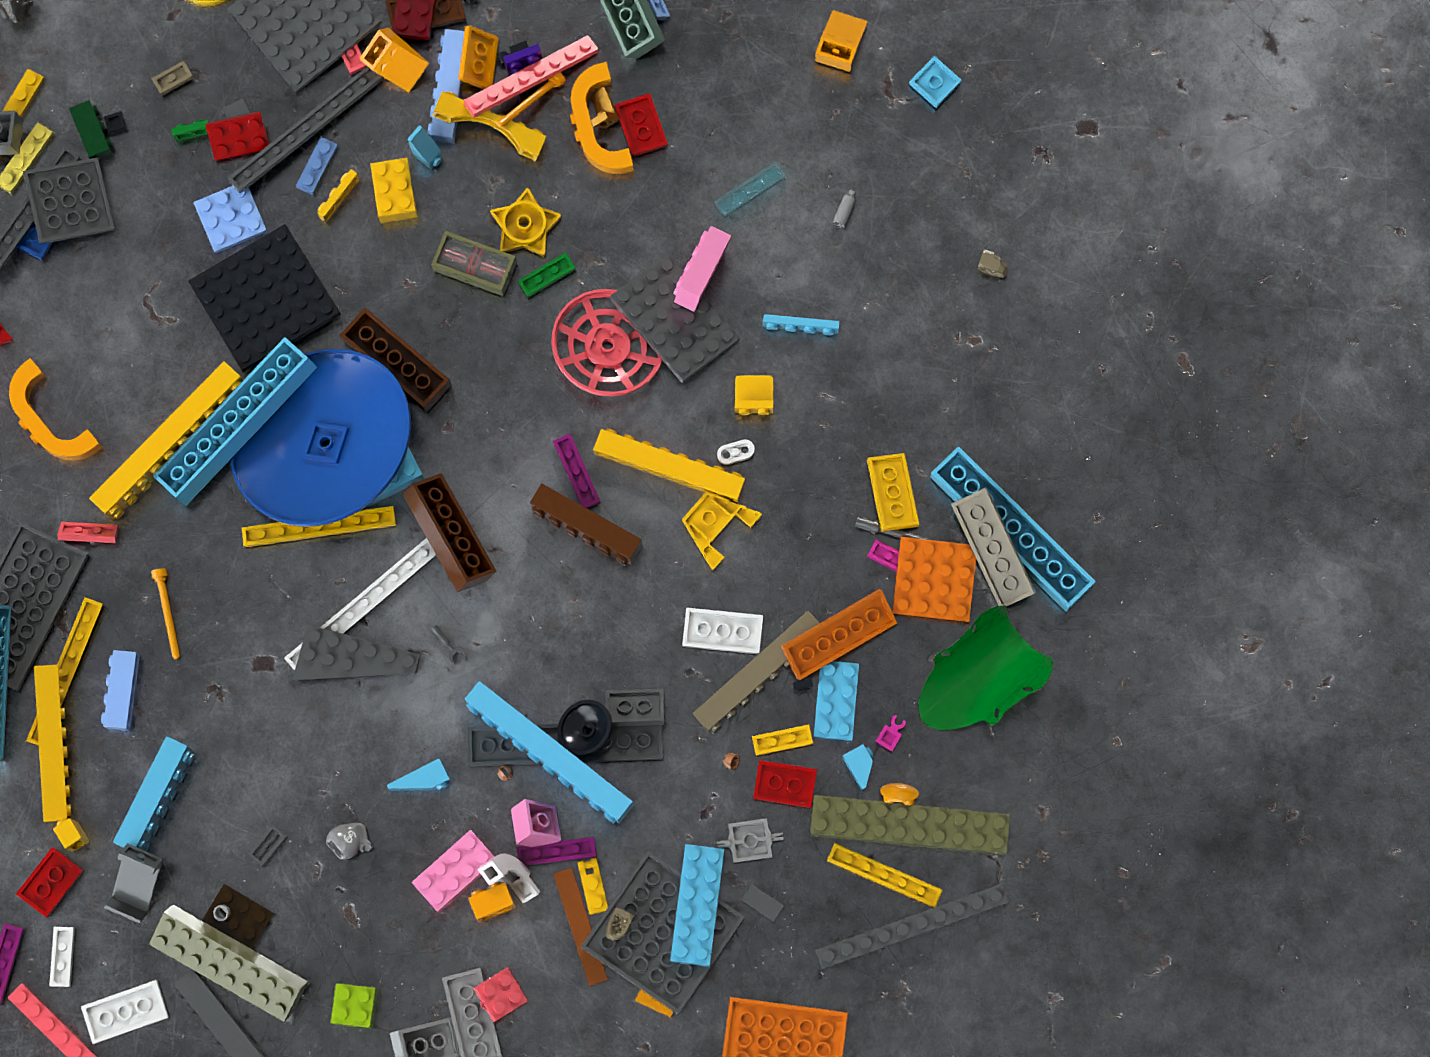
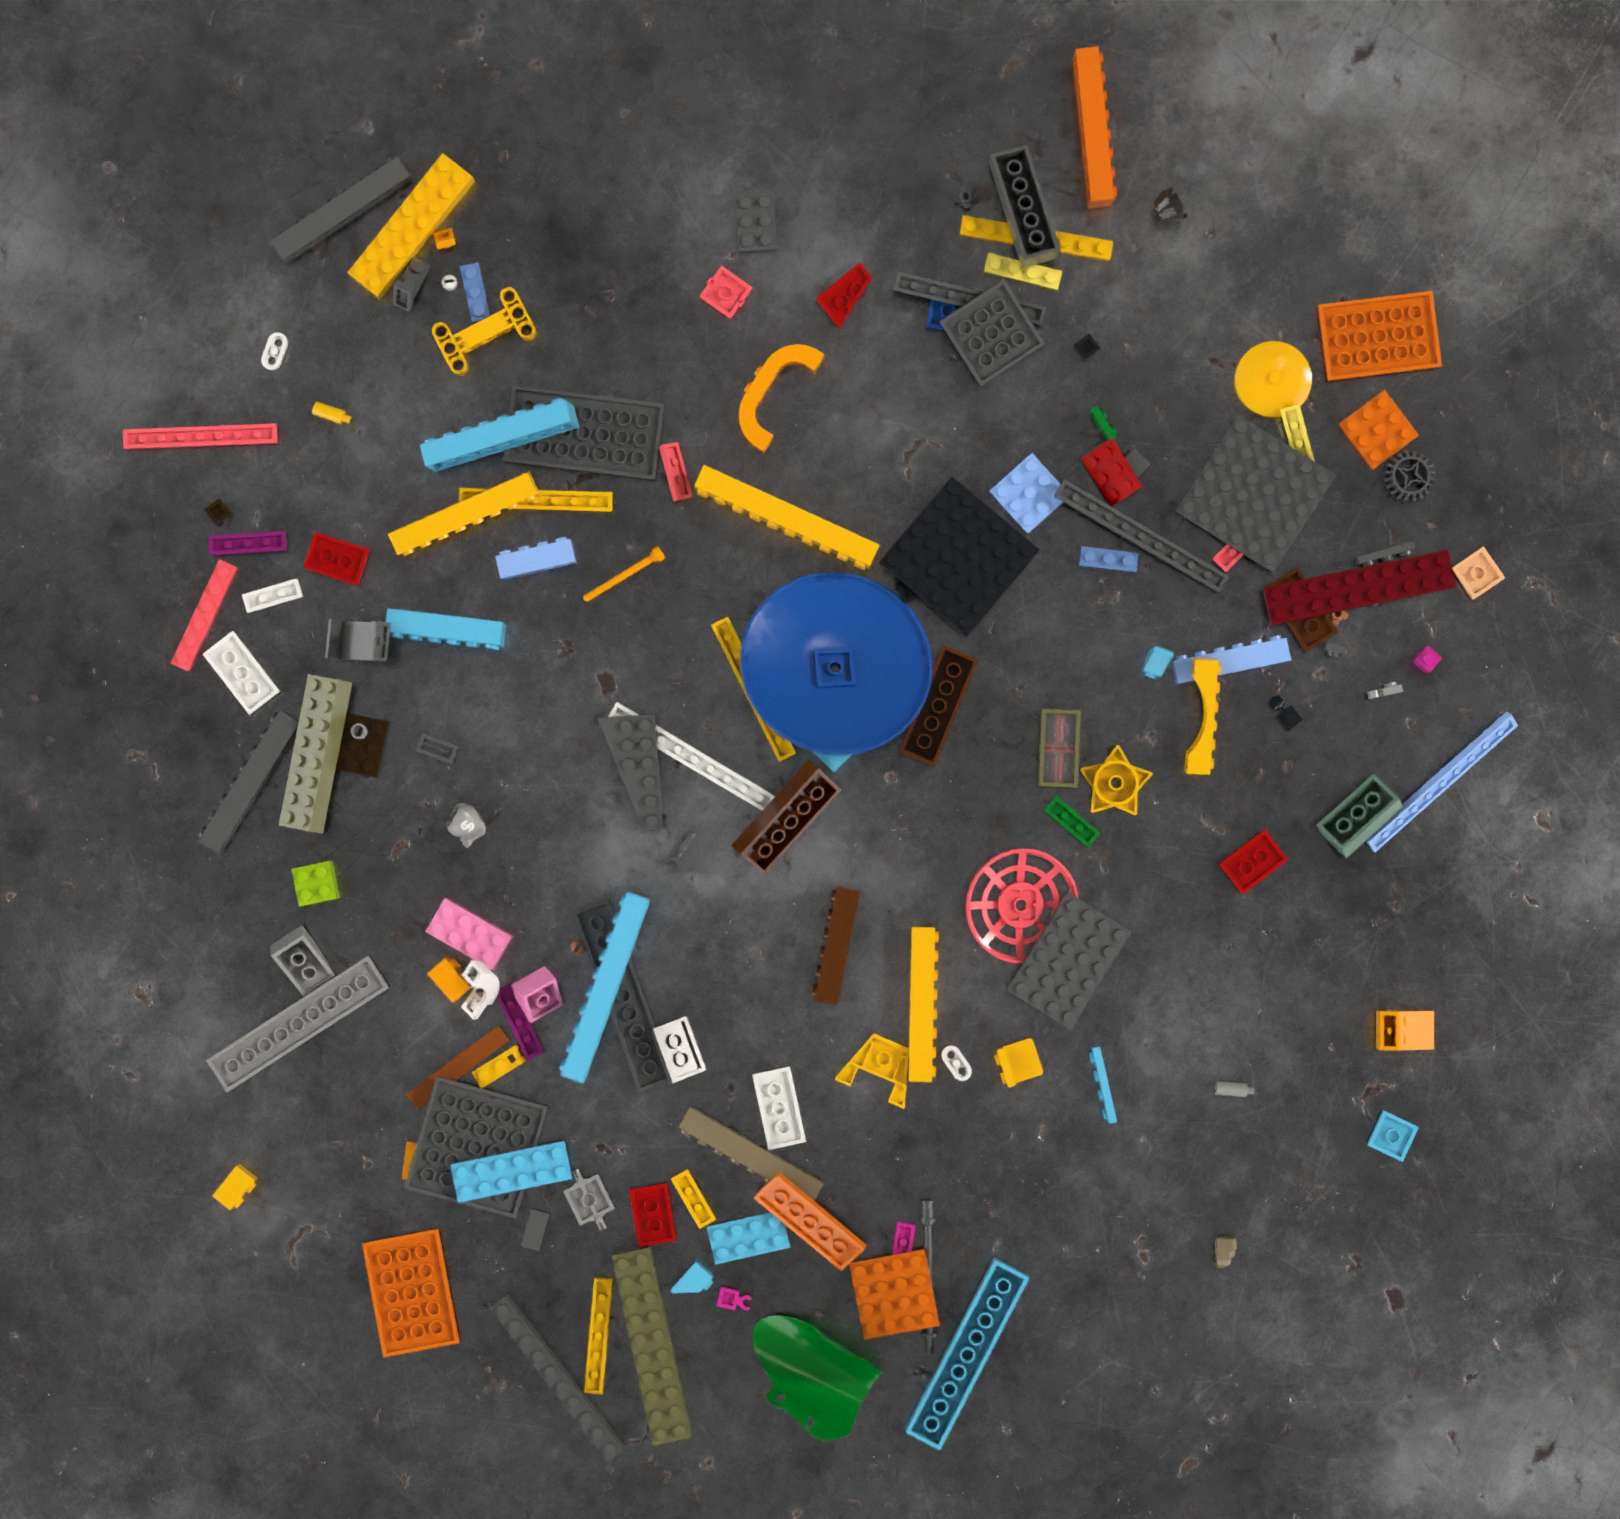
camera: 70 degrees right, 10 degrees up
(70, 834) = (385, 563): yellow brick -> none
(91, 130) = (1070, 327): dark green brick -> none
(172, 78) = (1150, 386): dark tan plate -> none
(235, 421) = (825, 575): medium azure brick -> none
(337, 195) = (1084, 590): yellow plate -> none
(394, 59) = (1238, 599): light orange slope -> none
(394, 190) = (1107, 644): yellow brick -> none
(428, 777) = (547, 875): medium azure slope -> none
(478, 57) = (1268, 680): light orange plate -> none
(500, 994) = (370, 1015): coral plate -> none
(522, 59) = (1274, 720): dark purple plate -> none
(530, 76) = (1265, 739): plate -> none
(555, 81) = (1271, 762): light orange piece -> none
(576, 471) = (887, 916): magenta plate -> none
(577, 723) = (640, 1000): black dish -> none
(605, 109) = (1258, 820): pearl gold bracket -> none
(607, 161) = (1241, 800): light orange arch -> none
(618, 924) = (466, 1106): dark tan rock -> none
(701, 268) = (1124, 973): bright pink brick -> none
(731, 760) = (658, 1157): nougat hinge -> none
(749, 189) = (1222, 990): clear light blue plate -> none
(802, 685) = (754, 1206): black tile -> none
(893, 492) = (966, 1226): yellow plate -> none
(899, 793) = (678, 1326): light orange dish -> none
(993, 548) = (939, 1343): plate -> none

